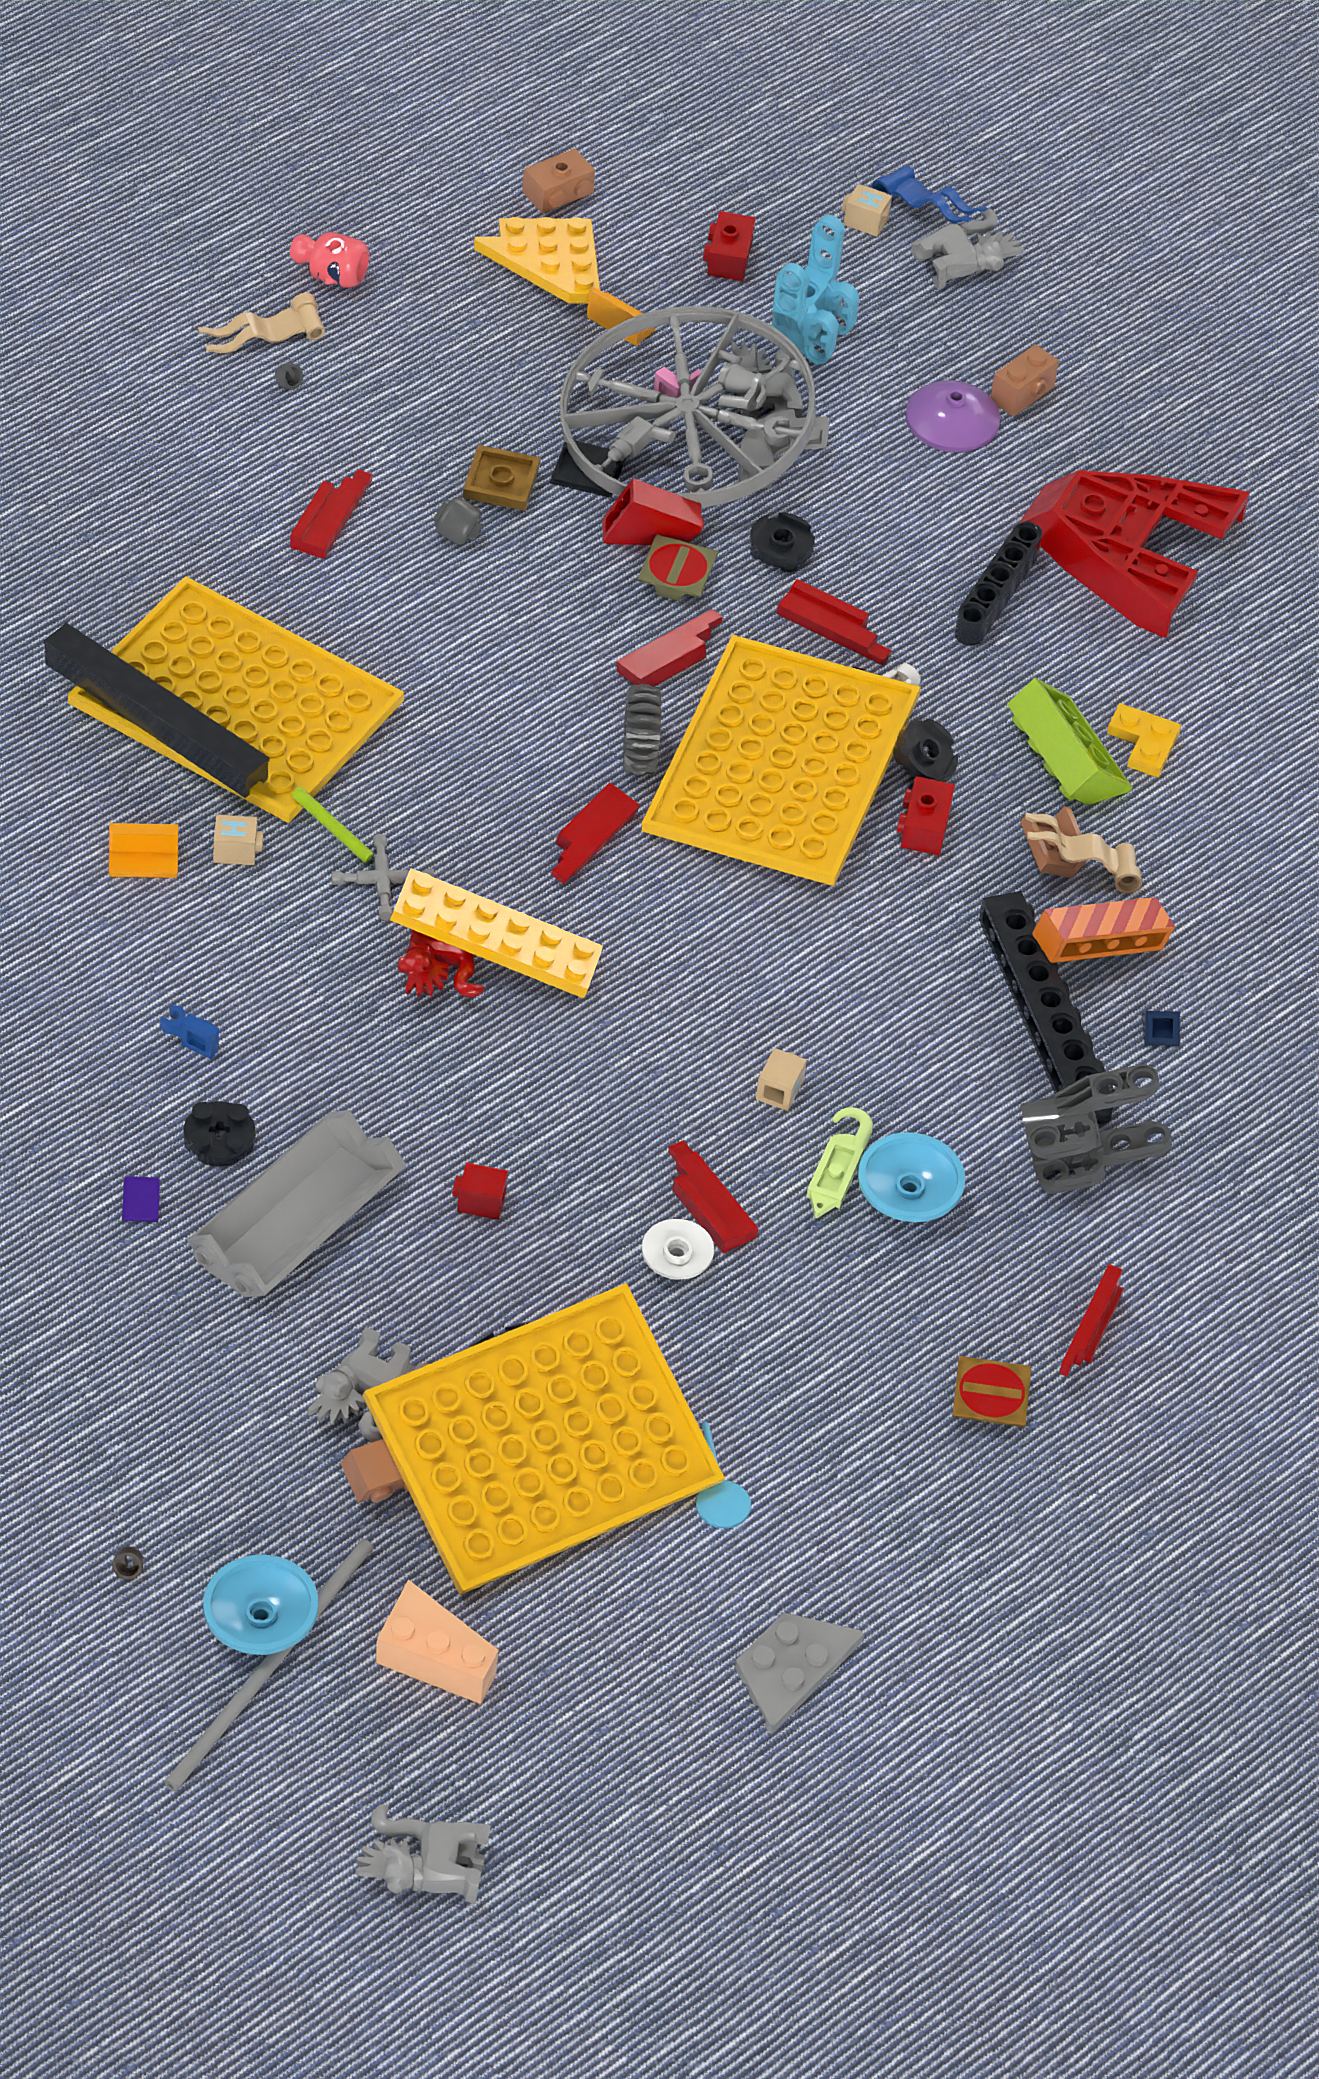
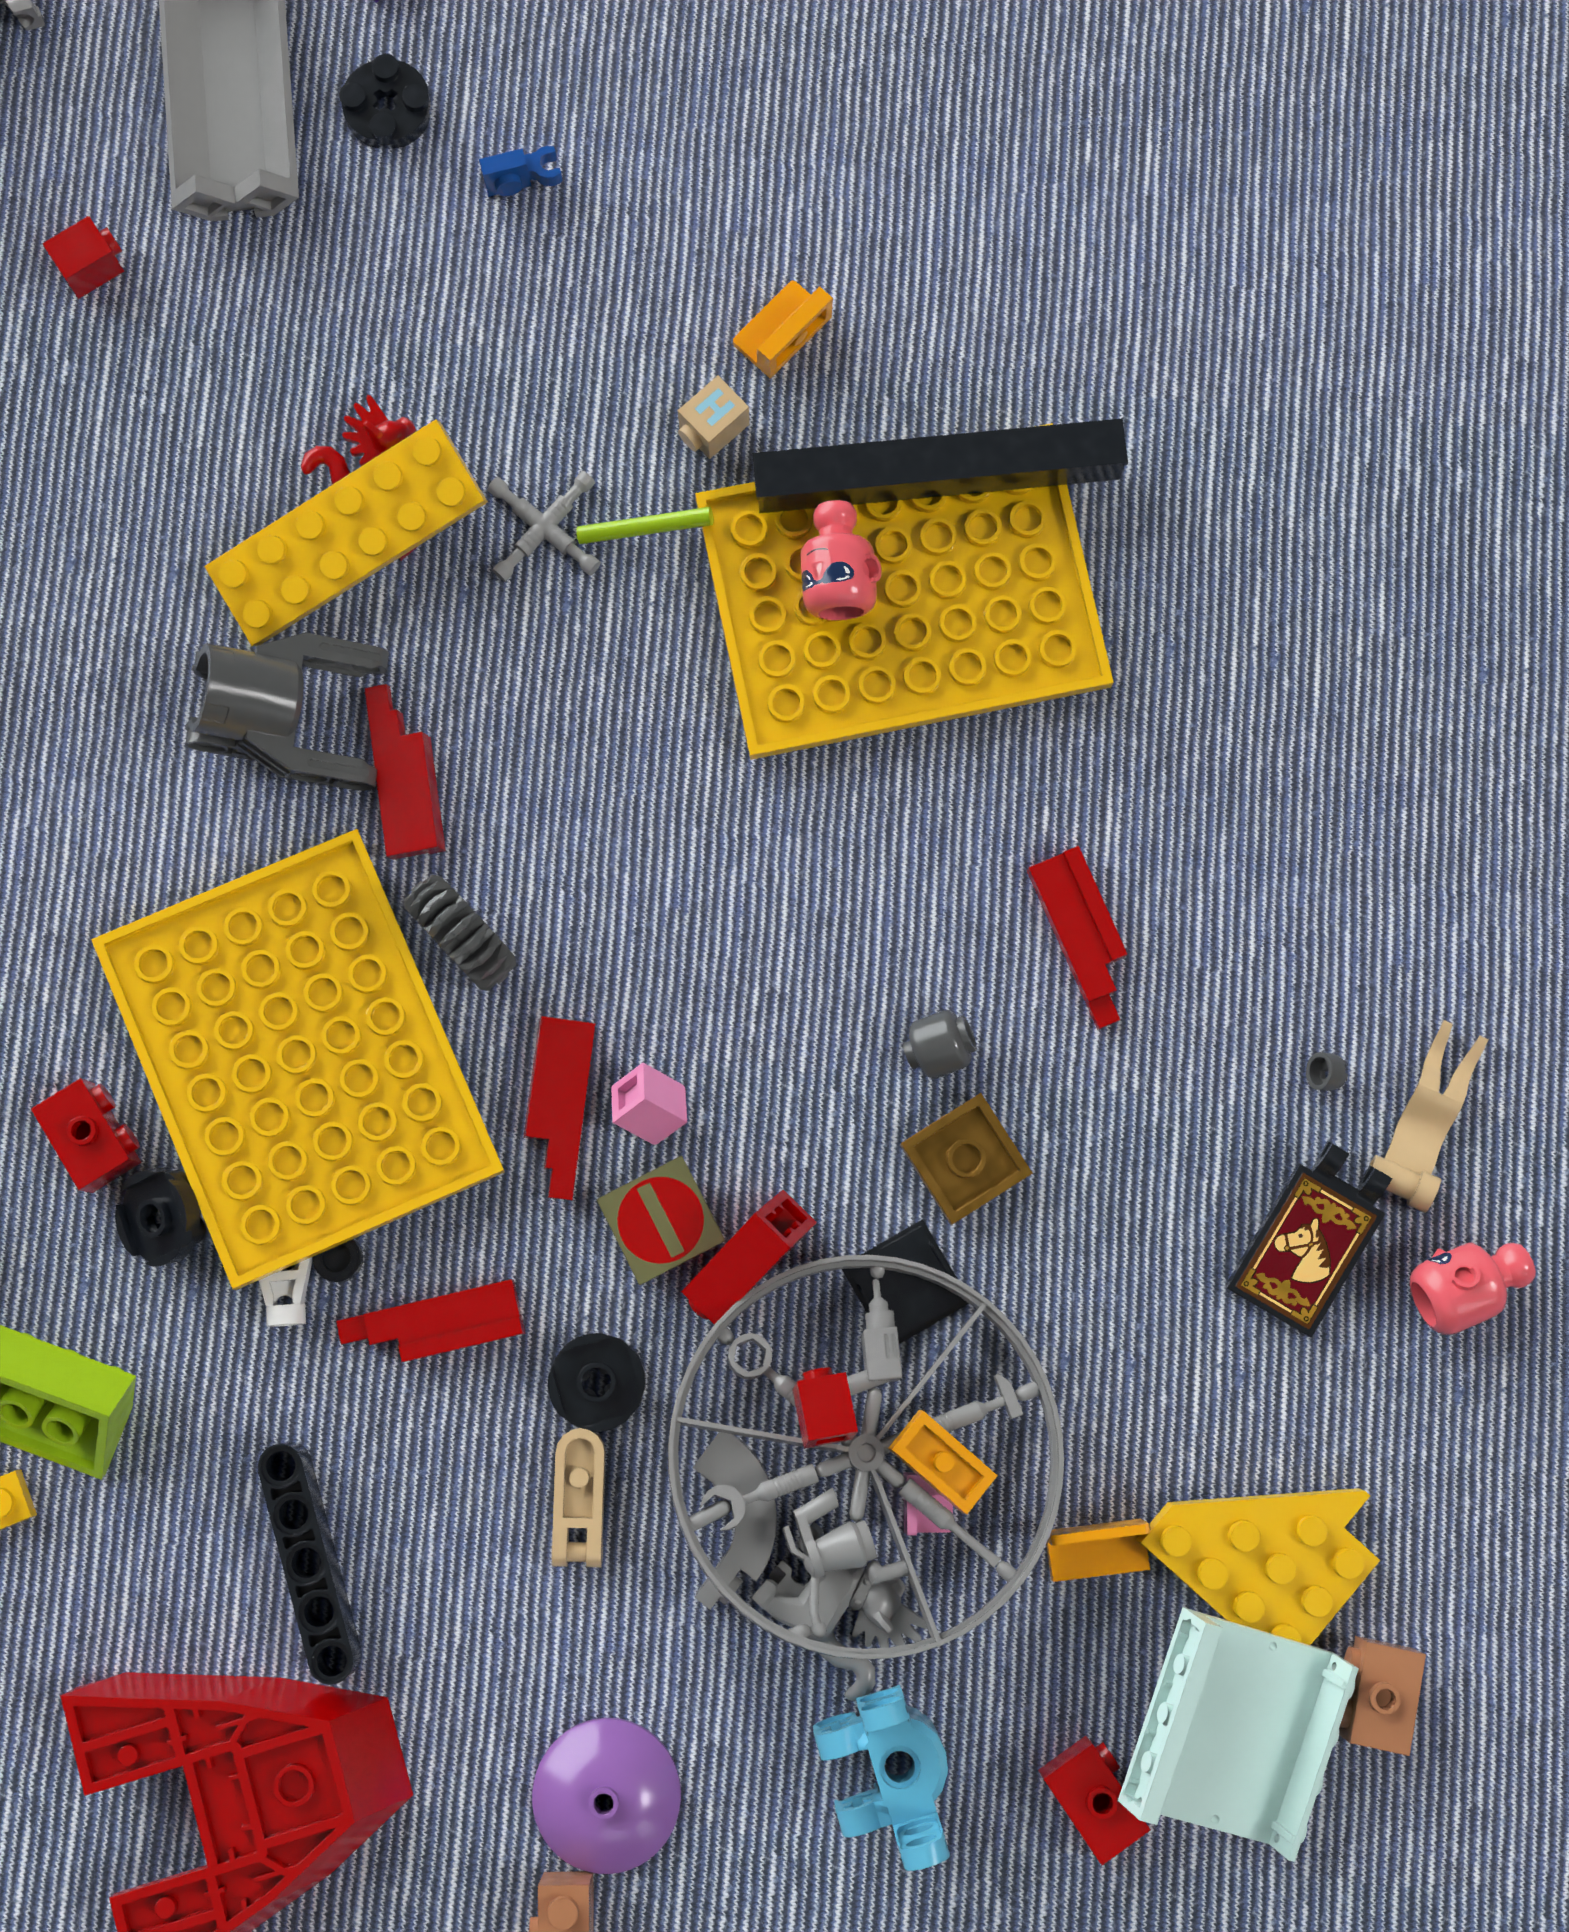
camera: 140 degrees right, 30 degrees up
(265, 704) = (838, 566): none -> coral piece
(379, 328) = (1310, 1241): none -> tile
(621, 884) = (257, 703): none -> dark grey piece
(629, 611) = (649, 1104): none -> bright pink panel
(637, 205) = (1238, 1732): none -> light aqua panel
(656, 371) = (942, 1462): none -> light orange plate
(689, 417) = (824, 1408): none -> red brick
(843, 509) = (578, 1498): none -> tan plate

